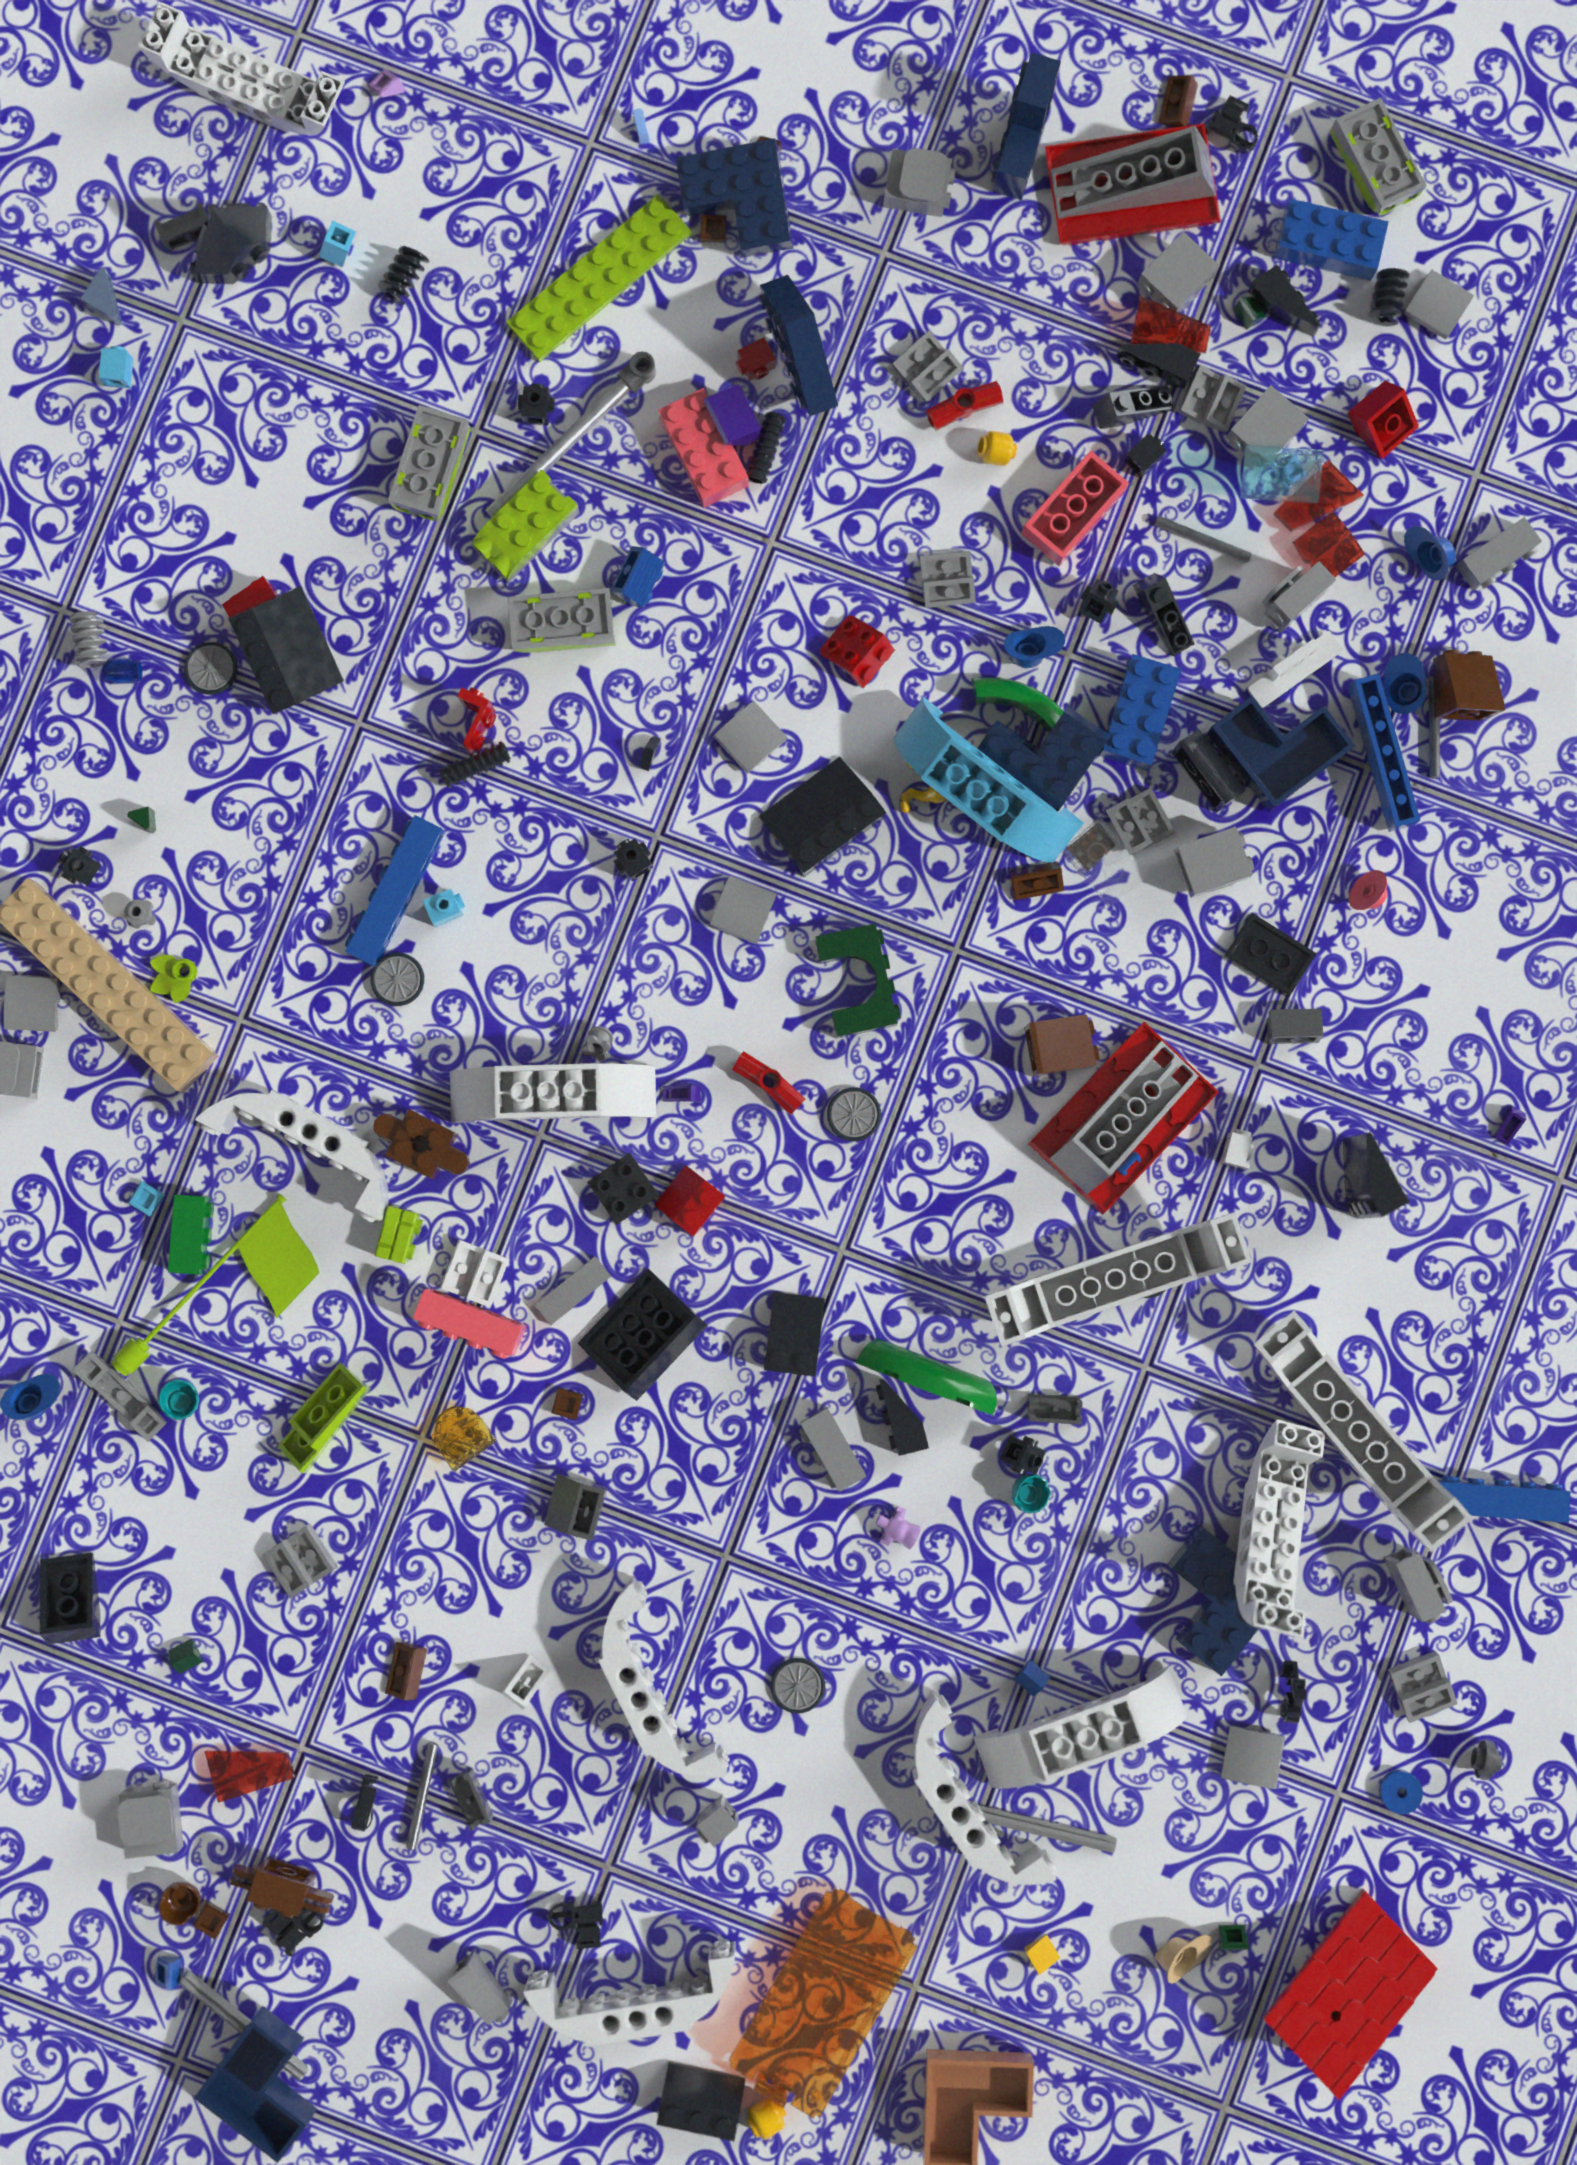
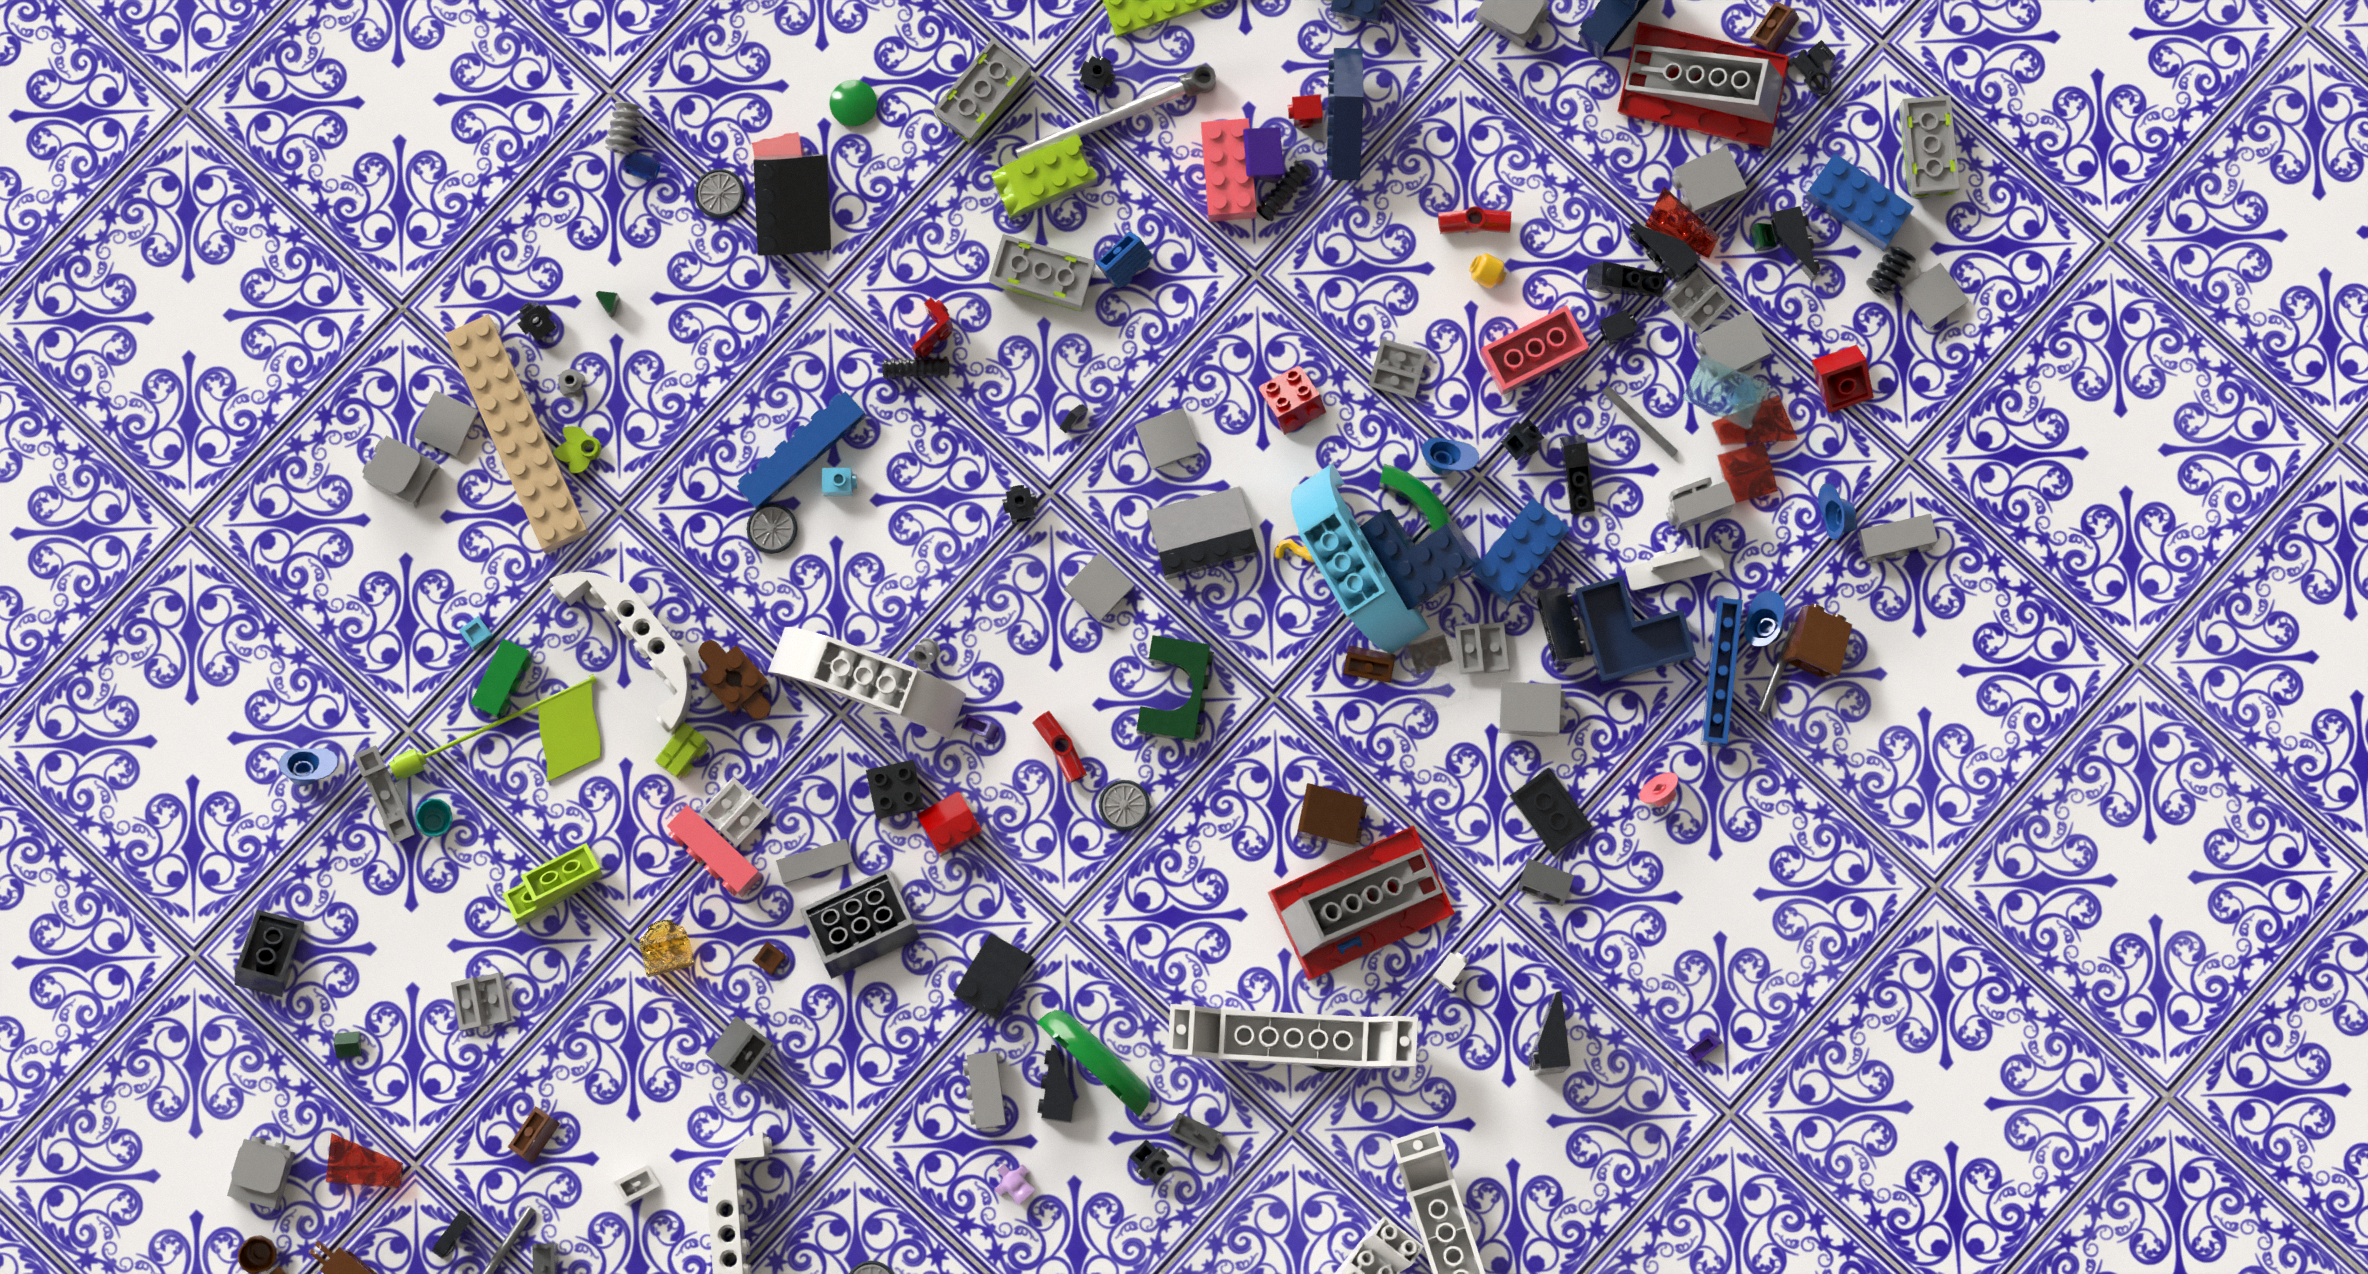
camera: 25 degrees right, 5 degrees down
(306, 527) = (853, 103): none -> green dish
(927, 366) = (1456, 174): light grey slope -> none
(1030, 1493) = (1144, 1199): teal hair -> none

